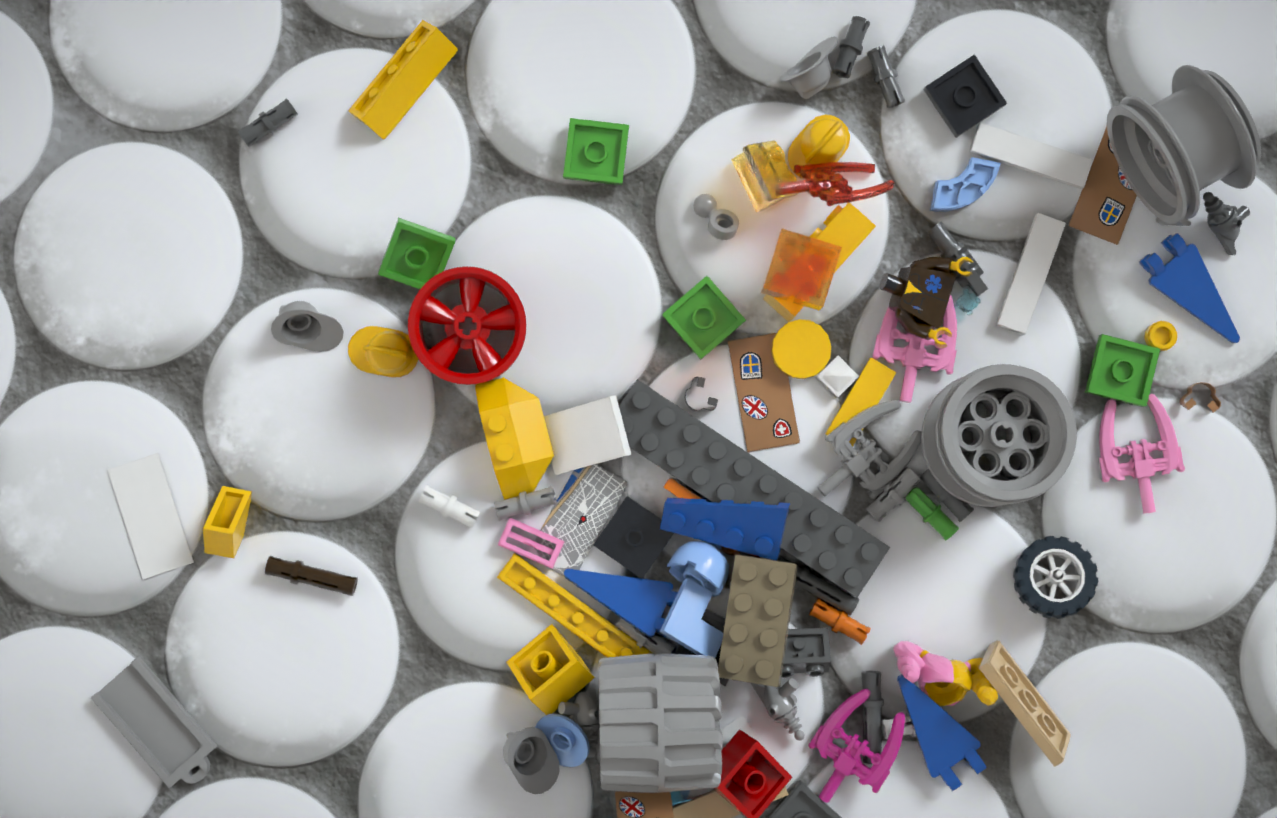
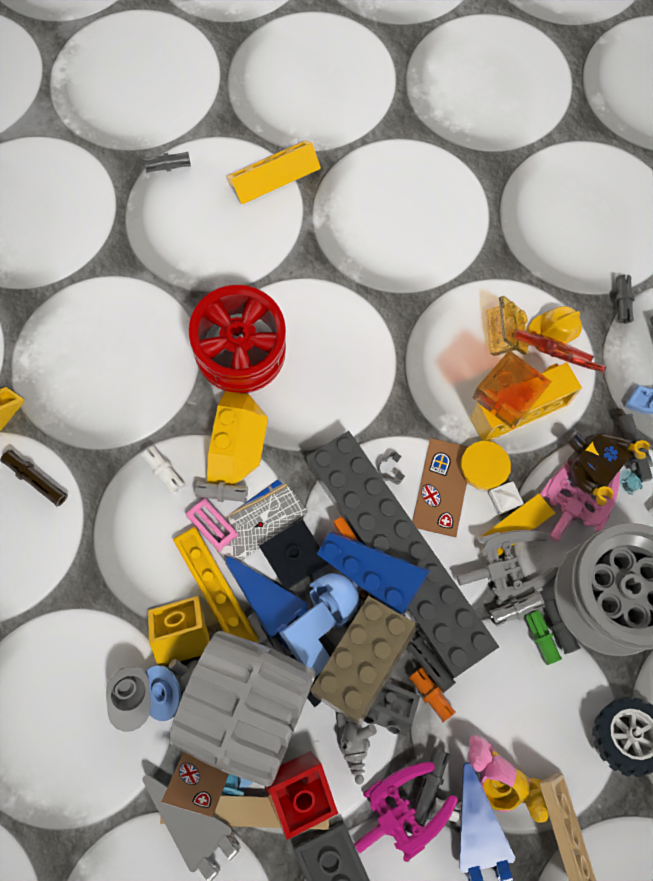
camera: 25 degrees right, 15 degrees down
(306, 328) = (122, 300): light grey piece -> none
(382, 351) = (169, 342): yellow piece -> none
(415, 254) = (224, 271): bright green plate -> none
(587, 435) = (292, 456): white tile -> none
(596, 151) = (388, 266): bright green plate -> none
(703, 317) = (419, 411): bright green plate -> none
(722, 222) = (460, 350): light grey plate -> none
(813, 70) = (569, 275): light grey piece -> none
(851, 47) = (605, 269): dark grey pin -> none

